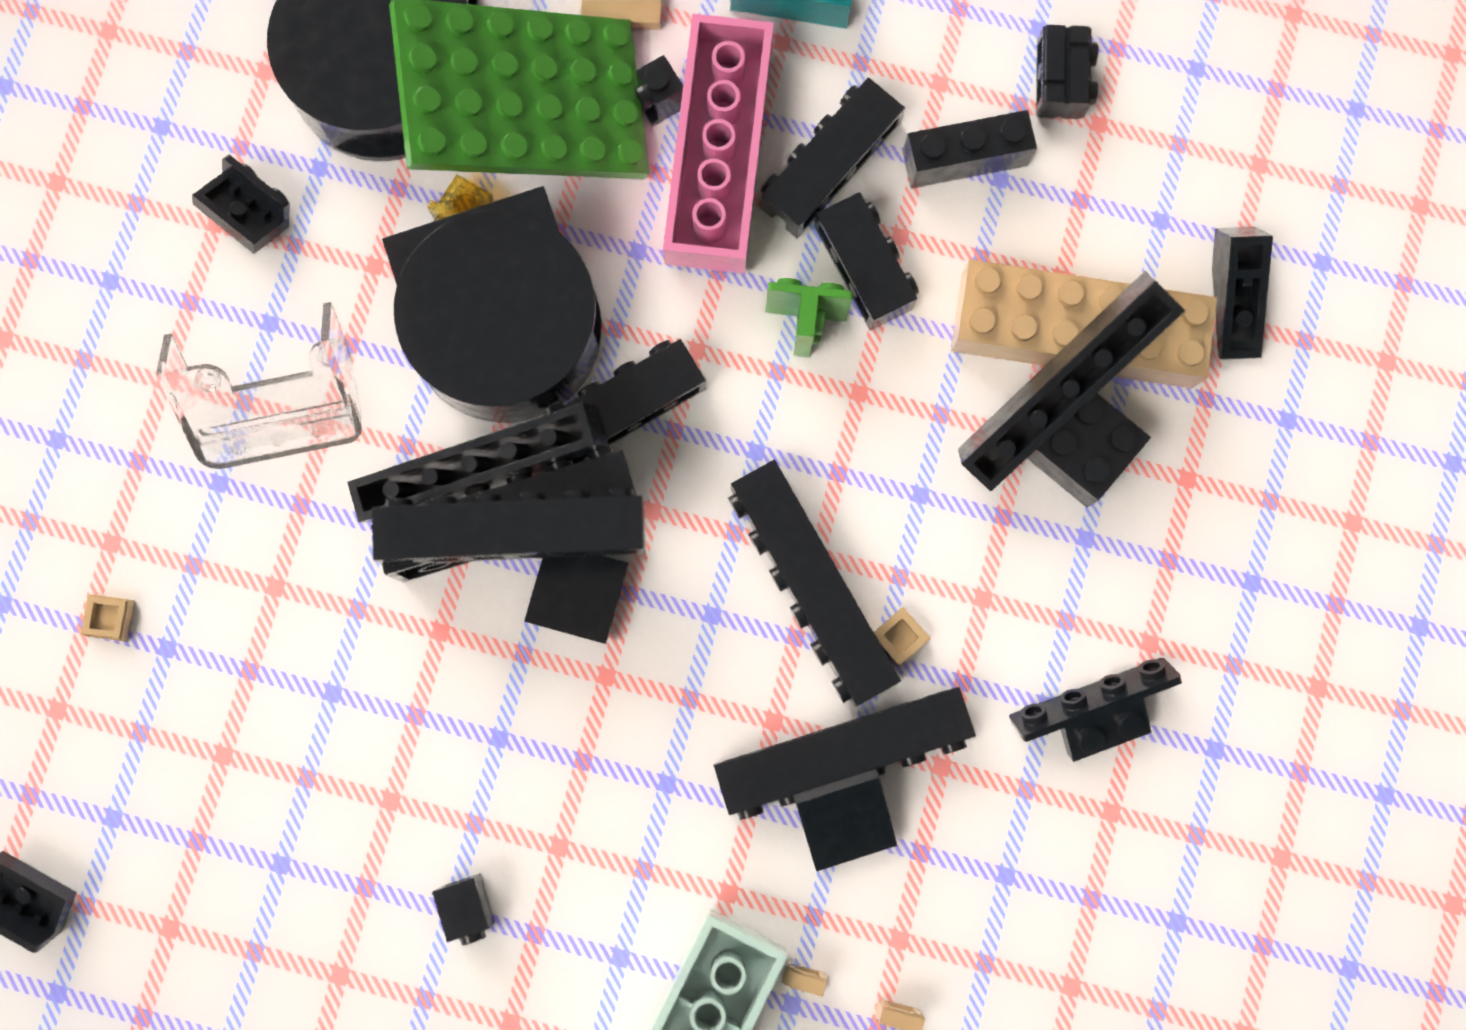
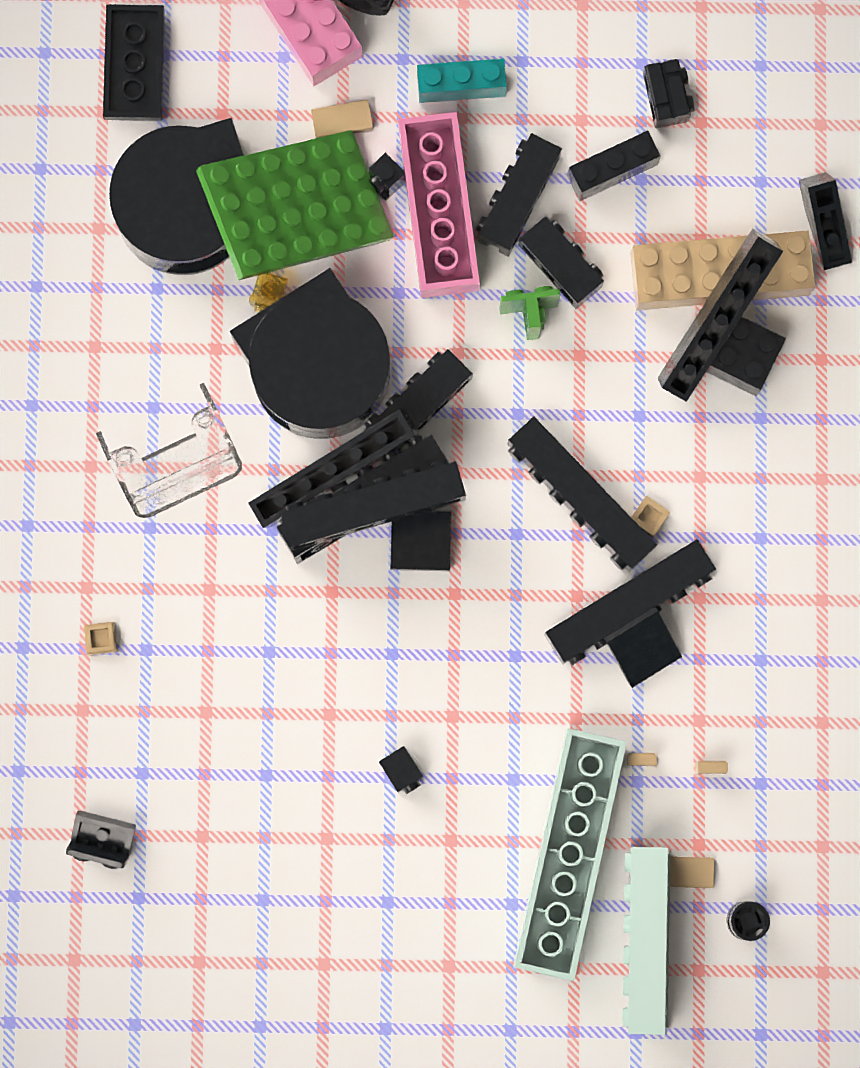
camera: 15 degrees left, 0 degrees up
(244, 205) = (115, 328): black bracket -> none
(1100, 712) = (798, 534): black bracket -> none

